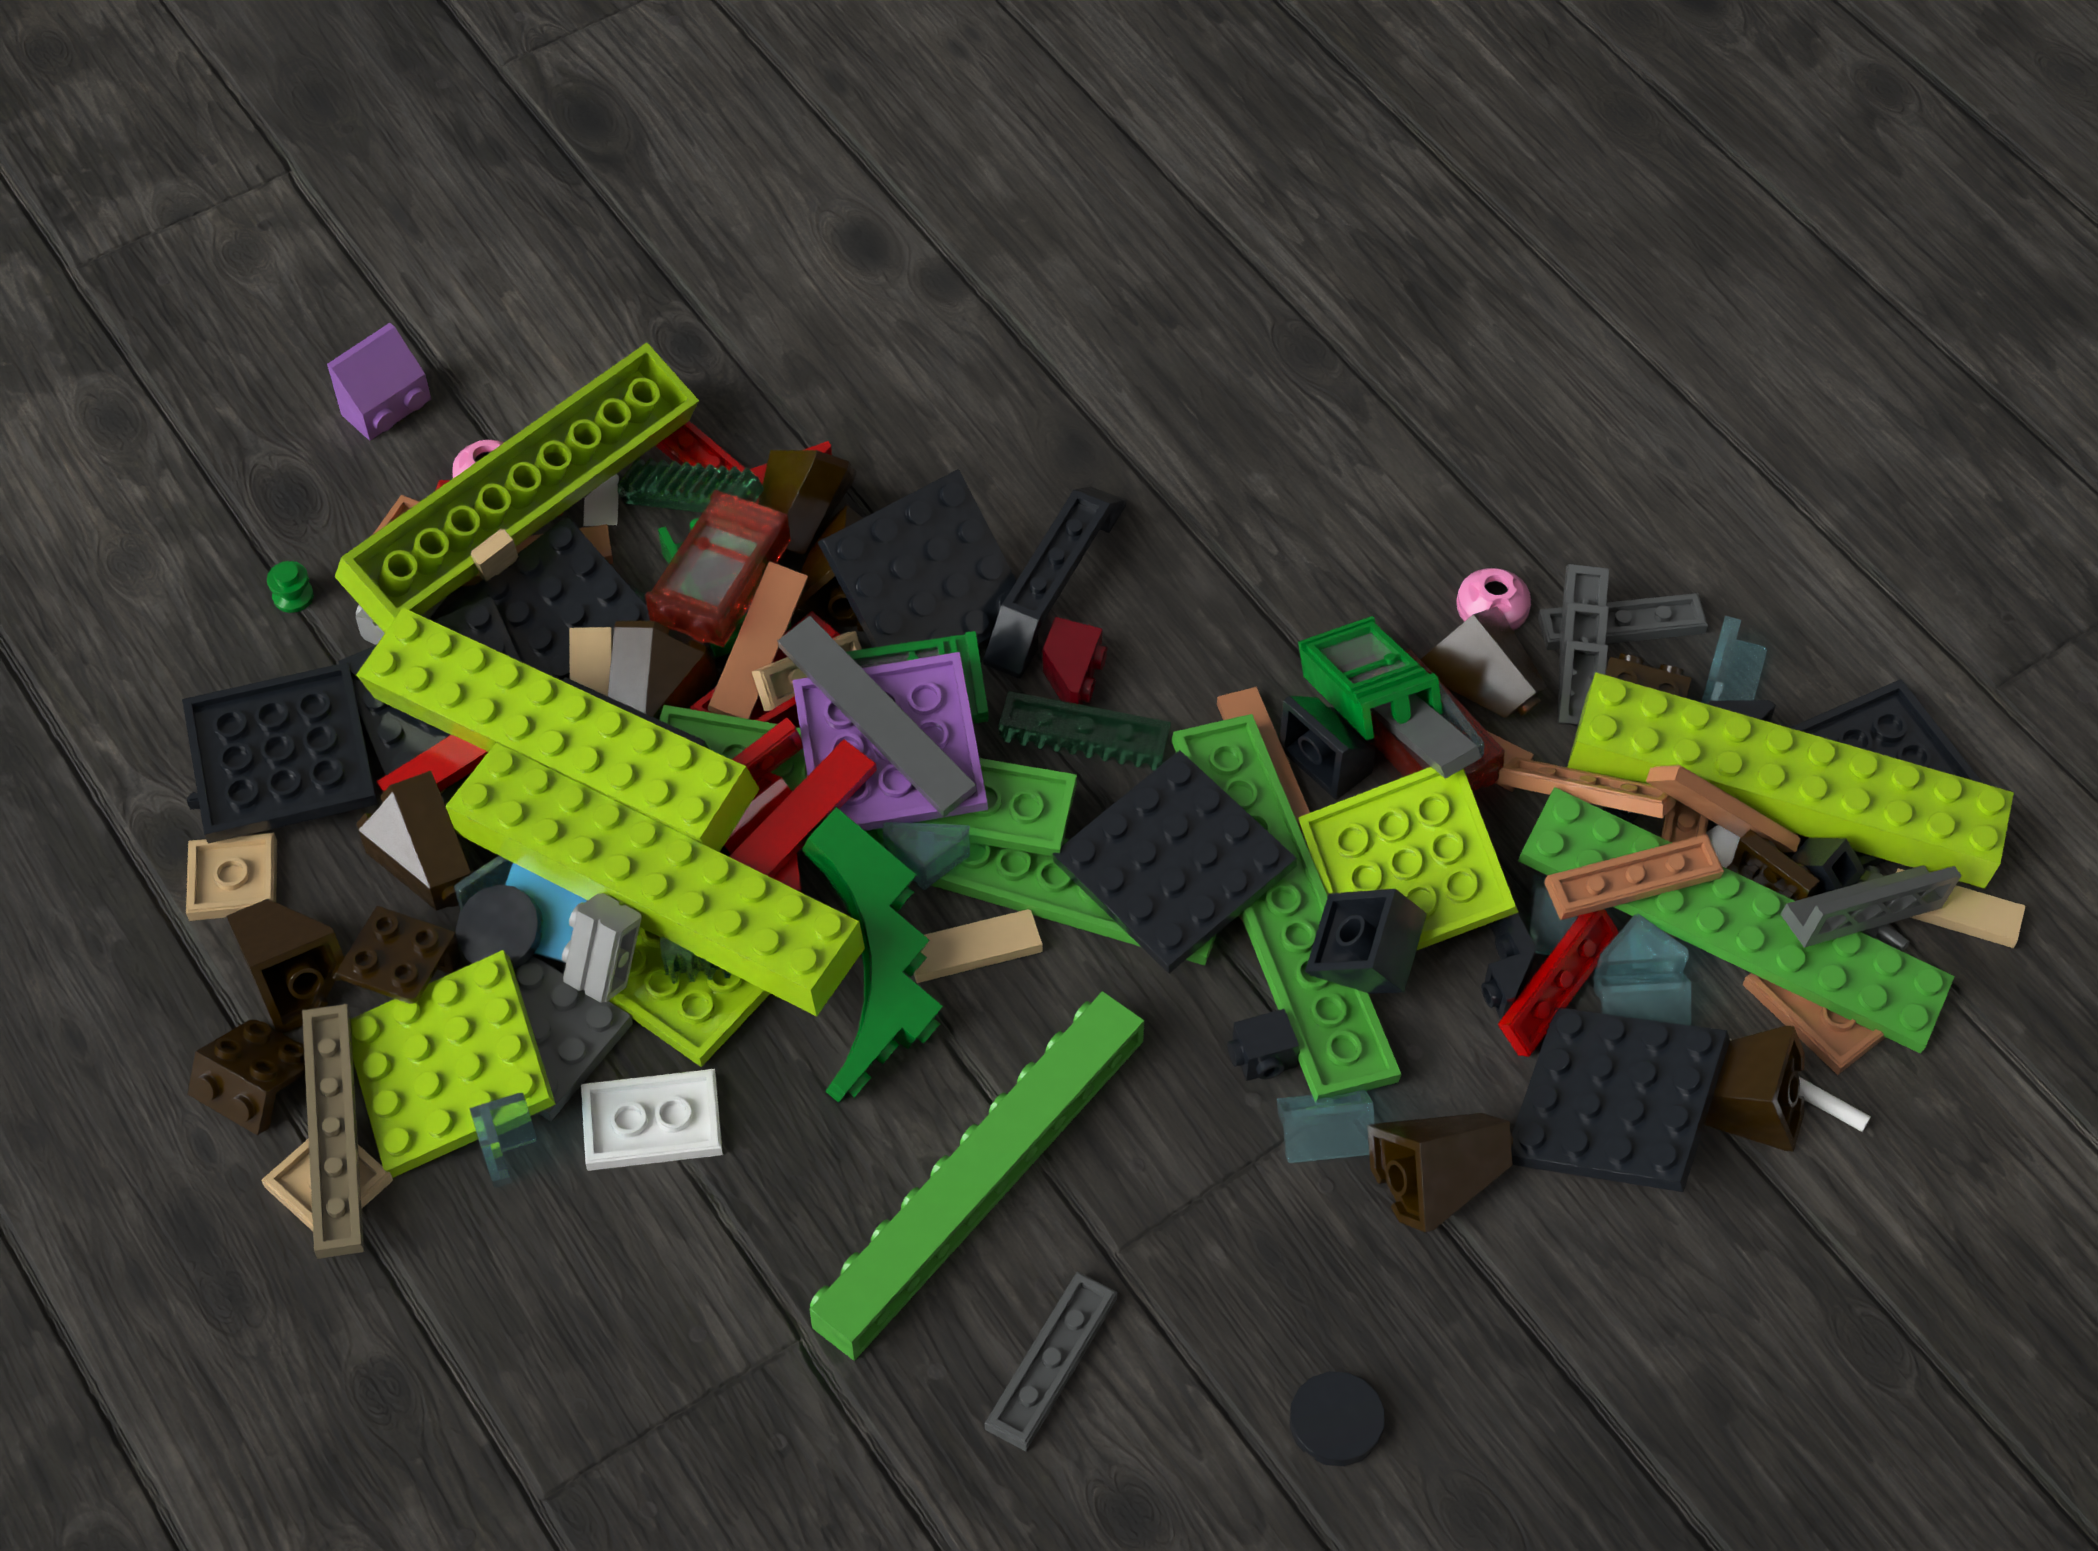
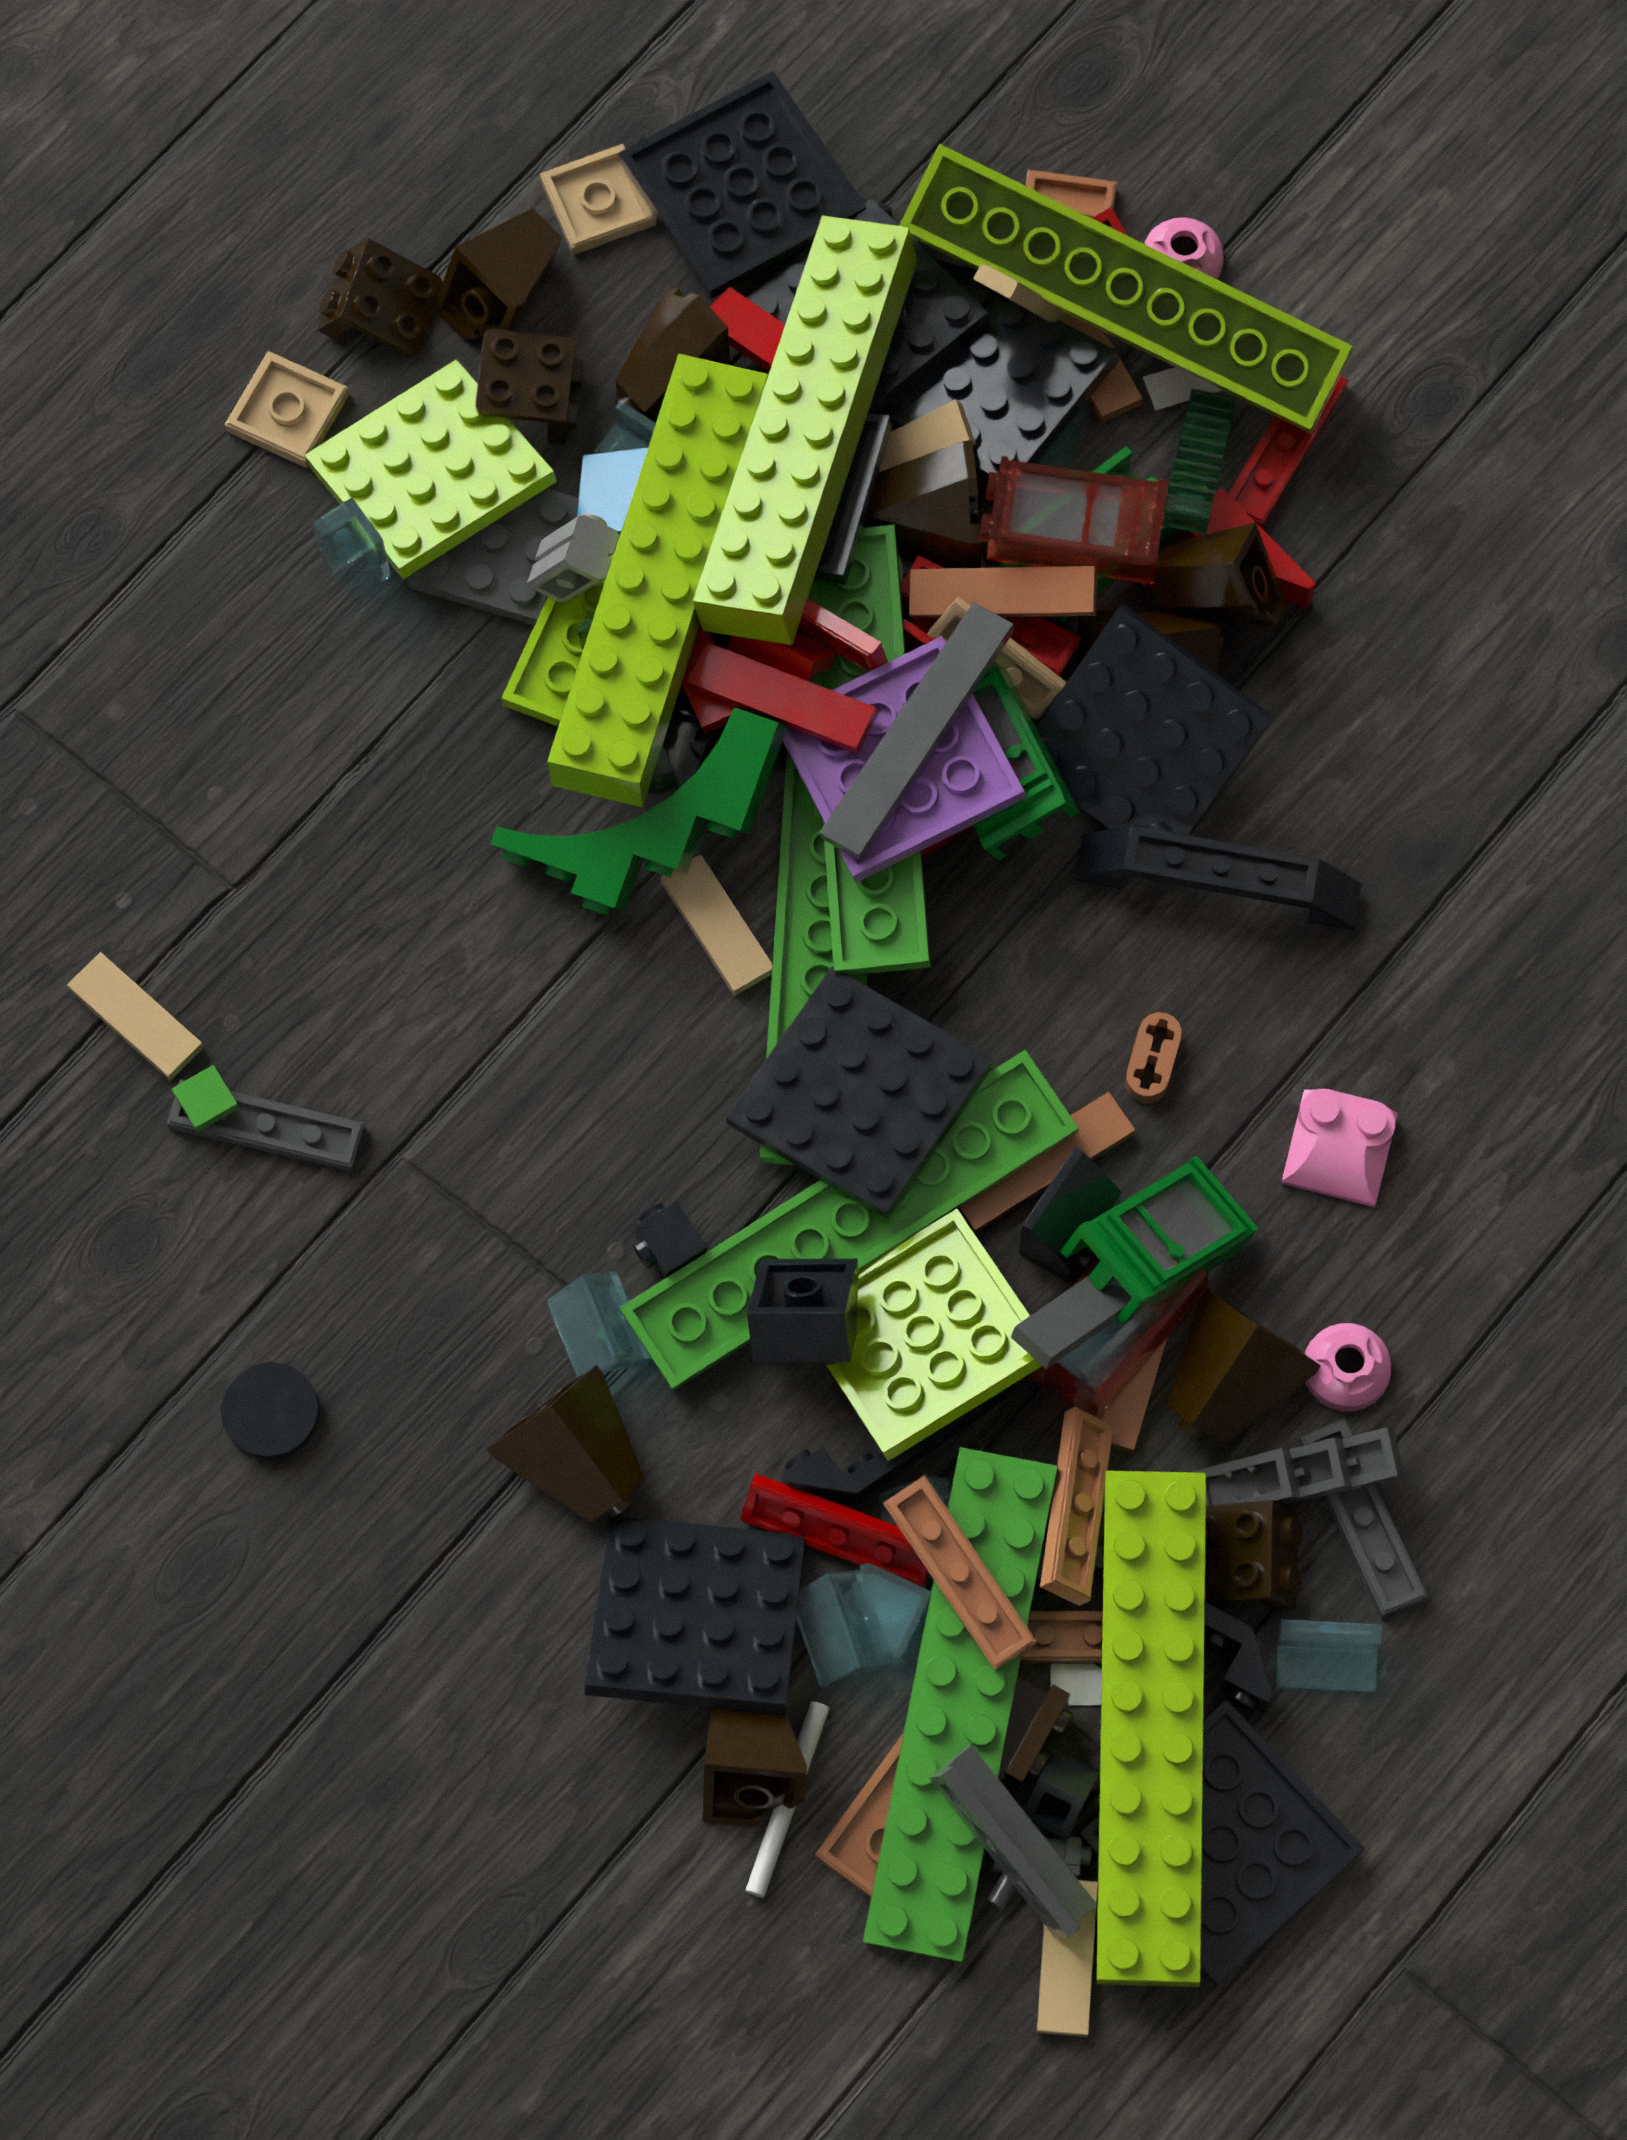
camera: 75 degrees right, 15 degrees up
(290, 586) = (960, 119): green wheel -> none
(332, 1132) = (327, 390): dark tan plate -> none
(378, 382) = (1245, 104): medium lavender slope -> none
(499, 921) = (590, 461): black tile -> none
(651, 1119) = (431, 678): white tile -> none
(905, 1453) = (135, 1016): none -> tan tile
(927, 848) = (793, 838): clear light blue slope -> none
(975, 1176) = (449, 1000): bright green brick -> none
(1016, 1399) = (205, 1098): none -> bright green tile
(1071, 658) = (1103, 925): dark red slope -> none
(1084, 729) = (1020, 962): clear green gear -> none
(1195, 661) = (1142, 1055): none -> nougat beam
(1306, 557) = (1340, 1146): none -> bright pink slope
(1719, 806) = (1080, 1655): nougat tile -> none

